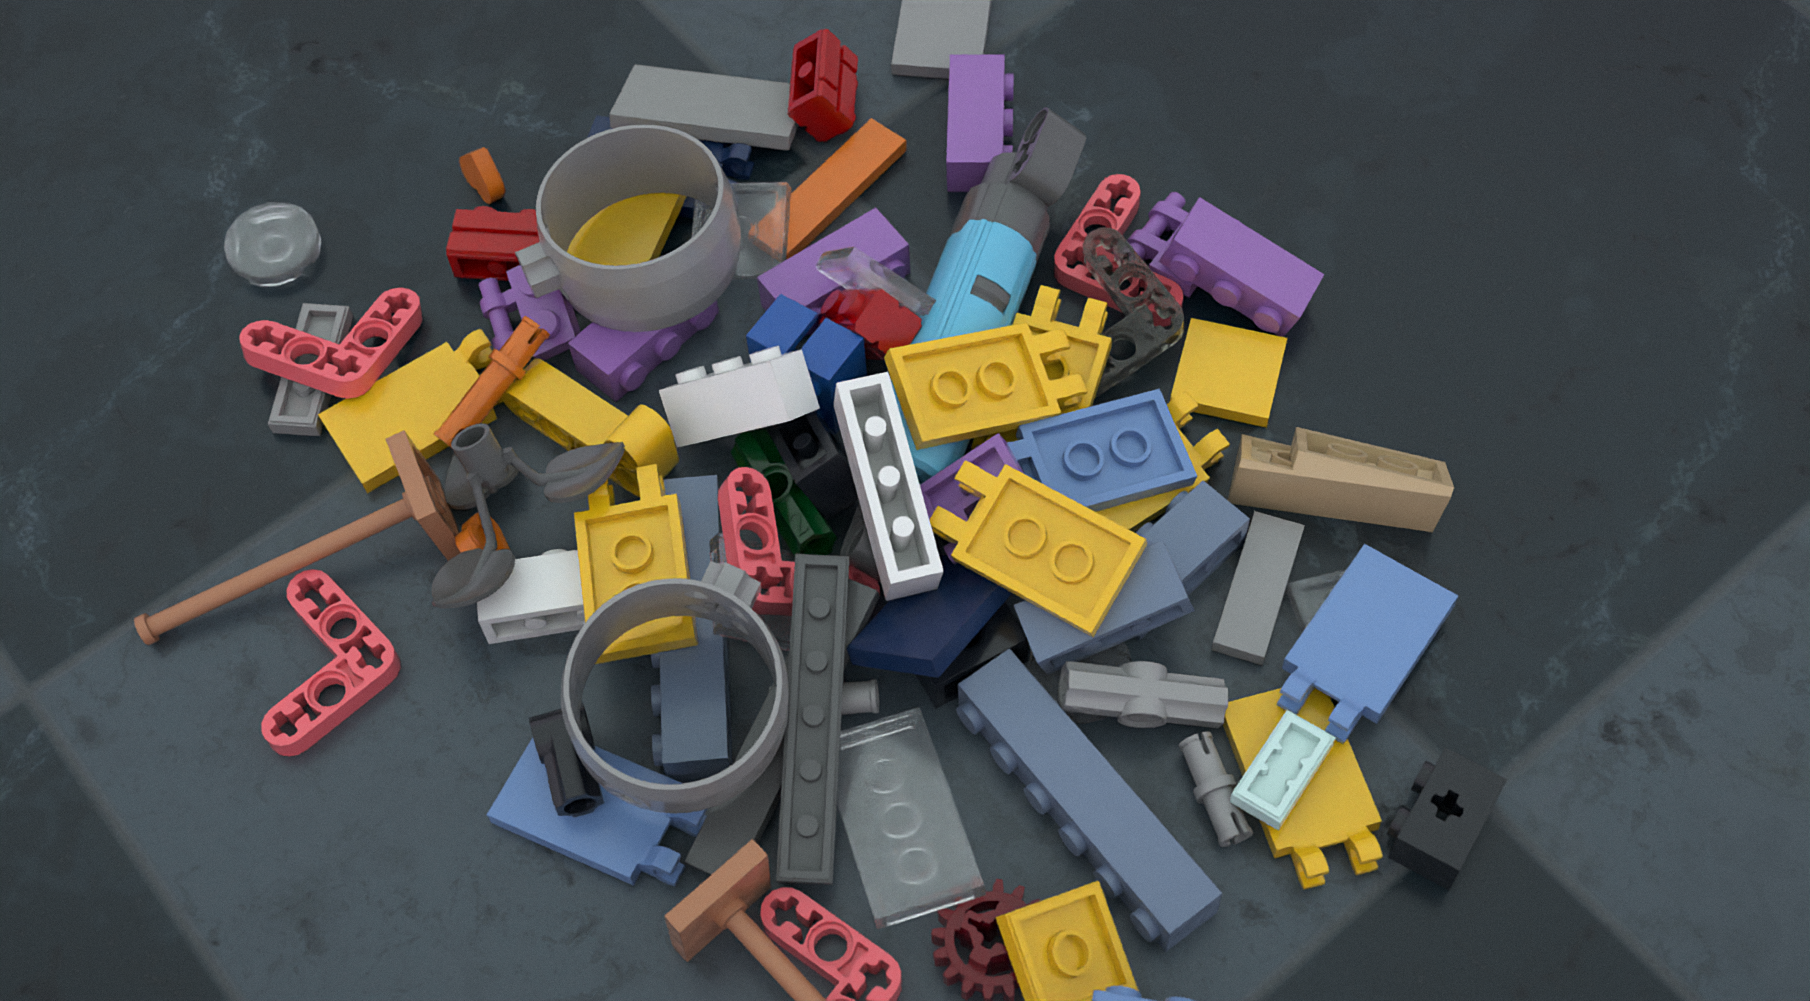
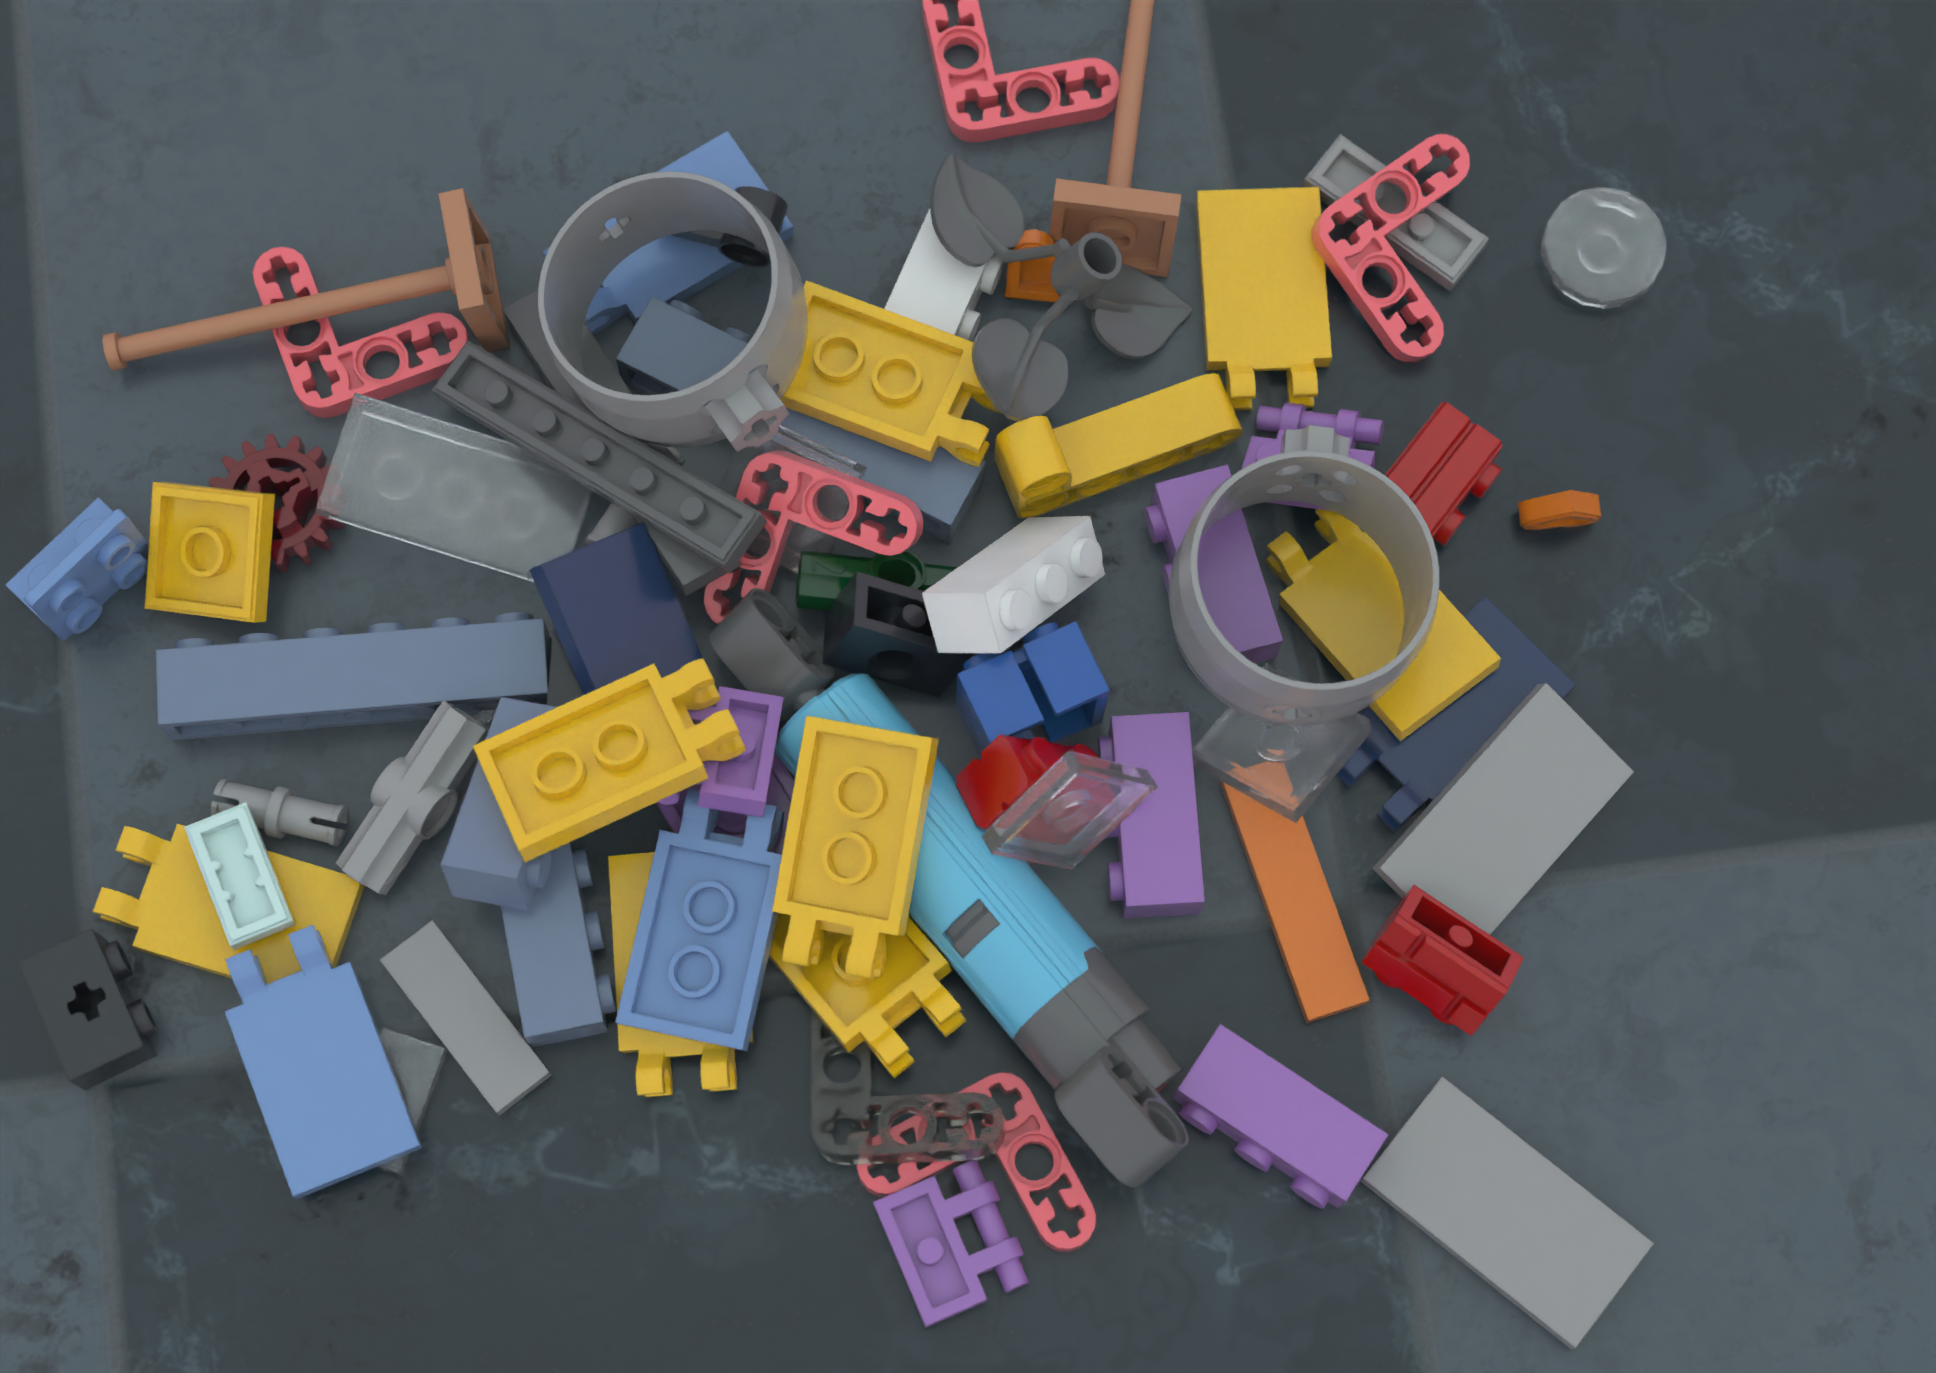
camera: 115 degrees right, 15 degrees up
(495, 379) = (1229, 377): orange pin -> none
(887, 486) = (772, 641): white brick -> none
(1230, 371) = (744, 1177): yellow tile -> none
(1241, 268) = (845, 1262): medium lavender brick -> none
(1341, 480) = (525, 1197): tan slope -> none

